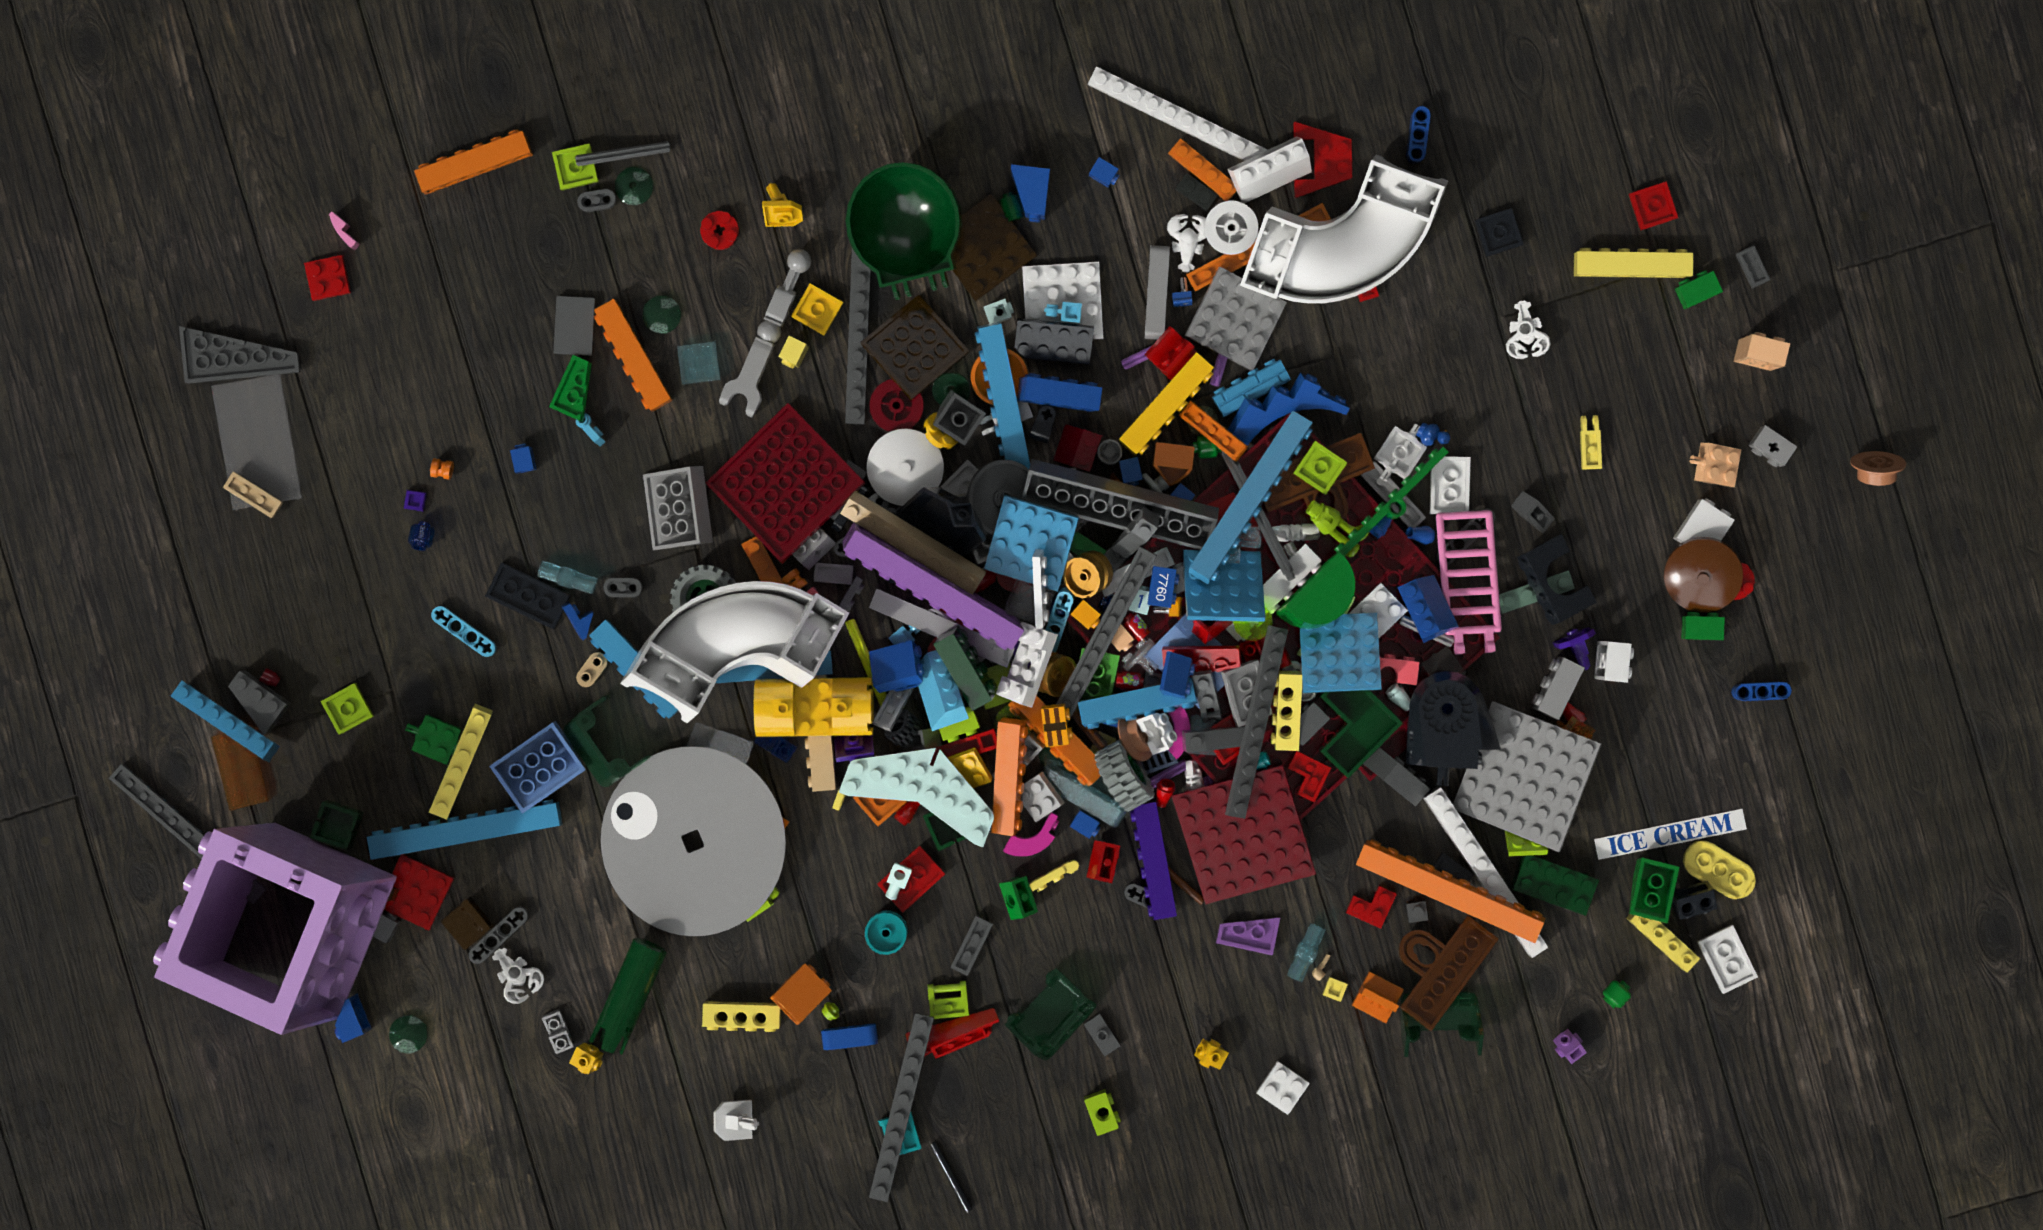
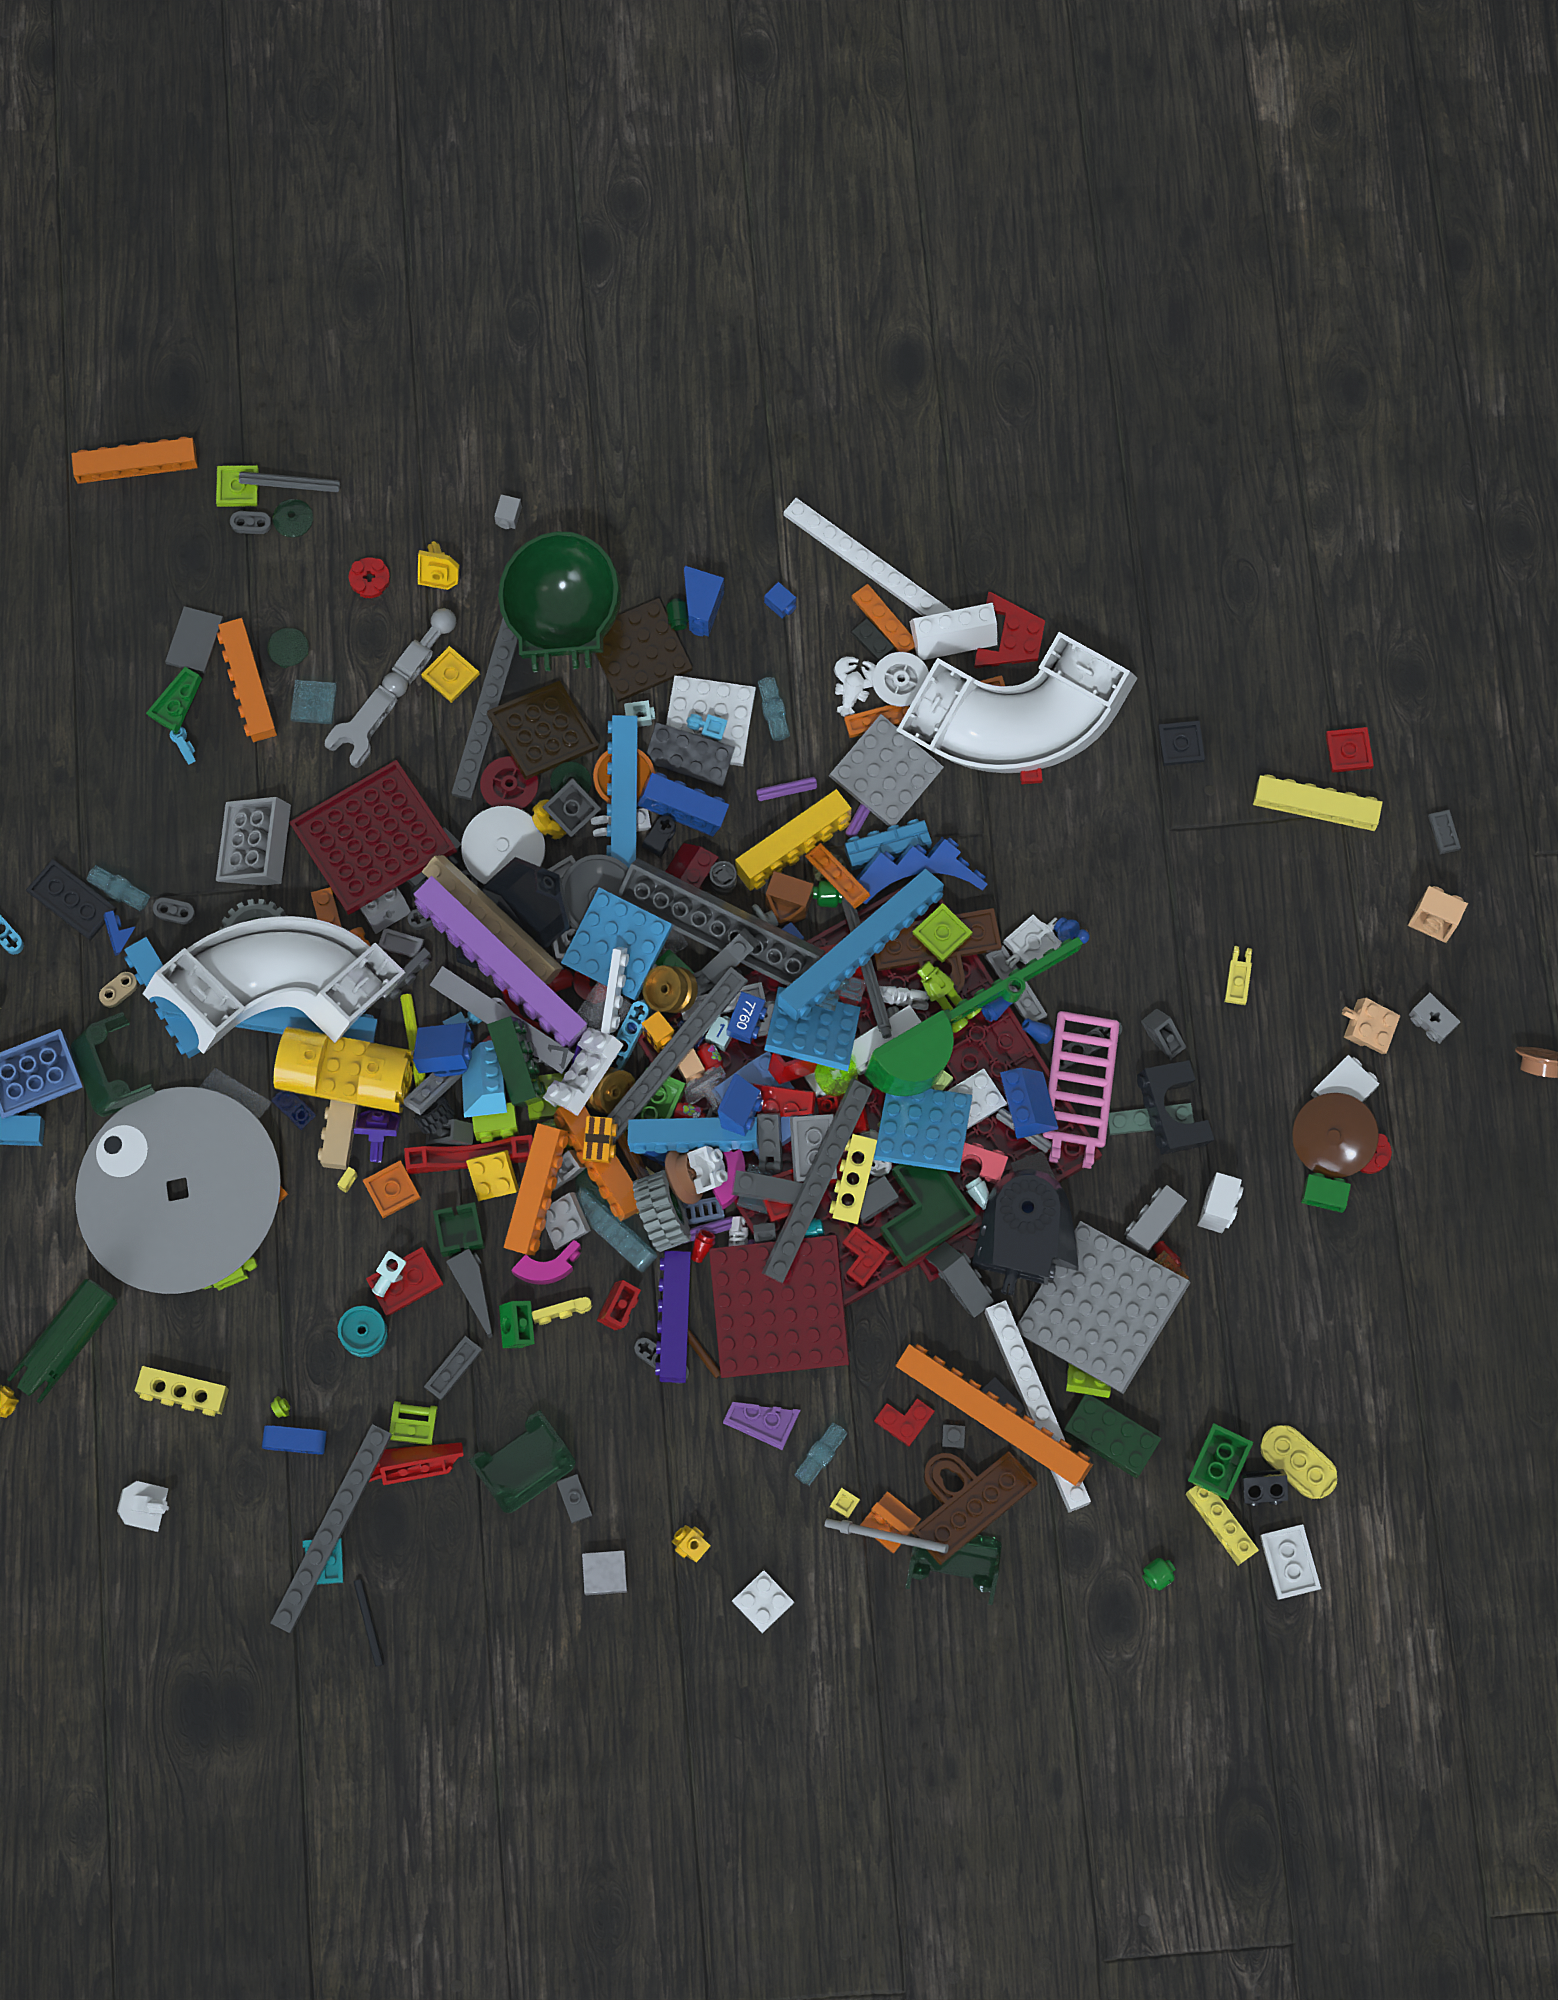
camera: 15 degrees right, 15 degrees down
(441, 468) = (16, 751): orange wheel -> none
(523, 459) = (104, 759): blue brick -> none
(793, 352) = (414, 708): light yellow brick -> none
(801, 993) = (252, 1377): orange brick -> none
(832, 139) = (508, 512): none -> light grey brick
(906, 812) = (416, 1210): red cone -> none
(936, 787) = (454, 1182): light aqua wing -> none
(966, 863) = (469, 1277): none -> dark grey slope
(1085, 824) = (608, 1262): blue brick -> none
(1106, 1123) = (548, 1571): lime brick -> none
(1120, 279) = (773, 709): none -> clear light blue piece
(1130, 471) = (742, 898): blue brick -> none
(1142, 1093) = (604, 1573): none -> flat silver piece
(1157, 291) = (809, 729): light grey beam -> none
(1170, 353) = (808, 788): red bracket -> none
(1175, 610) = (754, 1050): light orange piece -> none
(1184, 297) = (836, 740): blue piece -> none
(1218, 773) = (764, 1233): none -> dark grey plate
(1317, 973) = (829, 1481): tan hand -> none
(1342, 1011) = (848, 1527): none -> light grey bar
(1423, 127) = (1118, 621): blue beam -> none
(1450, 485) = (1079, 985): white plate -> none
(1526, 333) = (1191, 849): white animal -> none
(1569, 1046) = (1094, 1620): medium lavender brick -> none
(1576, 641) = (1184, 1178): dark purple piece -> none
(1670, 834) = (1251, 1411): white sticker -> none
(1698, 290) = (1382, 842): green brick -> none
(1770, 691) = (1388, 1274): blue beam -> none

